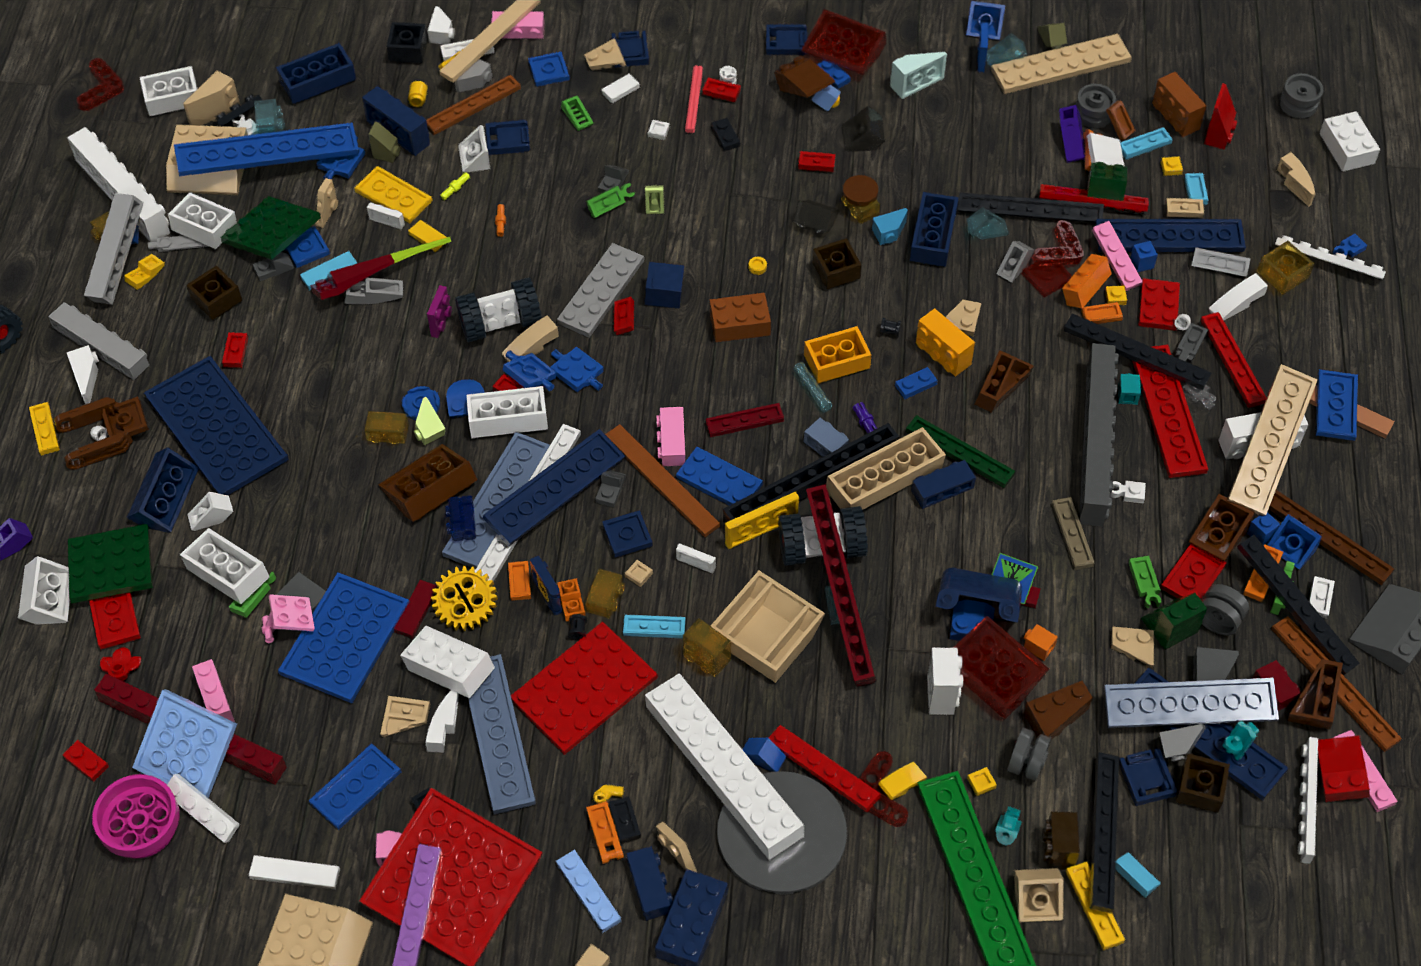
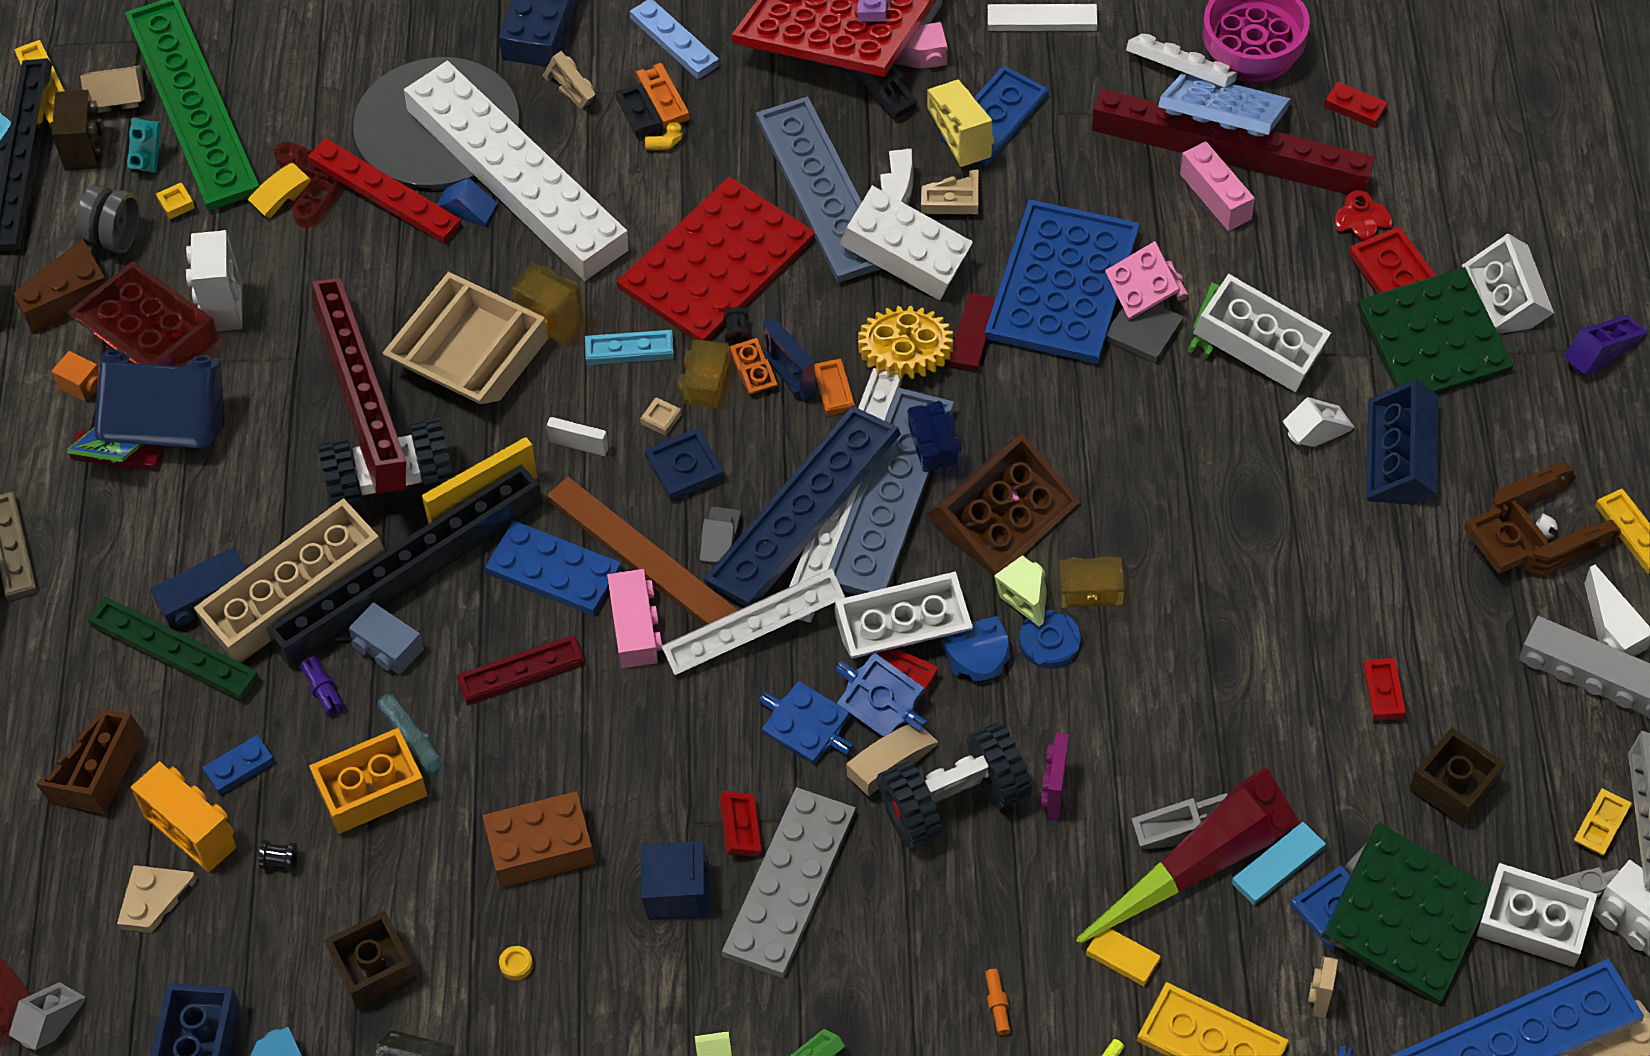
camera: 175 degrees right, 0 degrees up
(216, 426) = (1366, 559): dark blue plate -> none
(383, 759) = (961, 122): none -> light yellow wedge
(385, 215) = (1209, 978): white plate -> none
(604, 418) = (753, 621): none -> white plate
(649, 883) = (598, 46): dark blue brick -> none

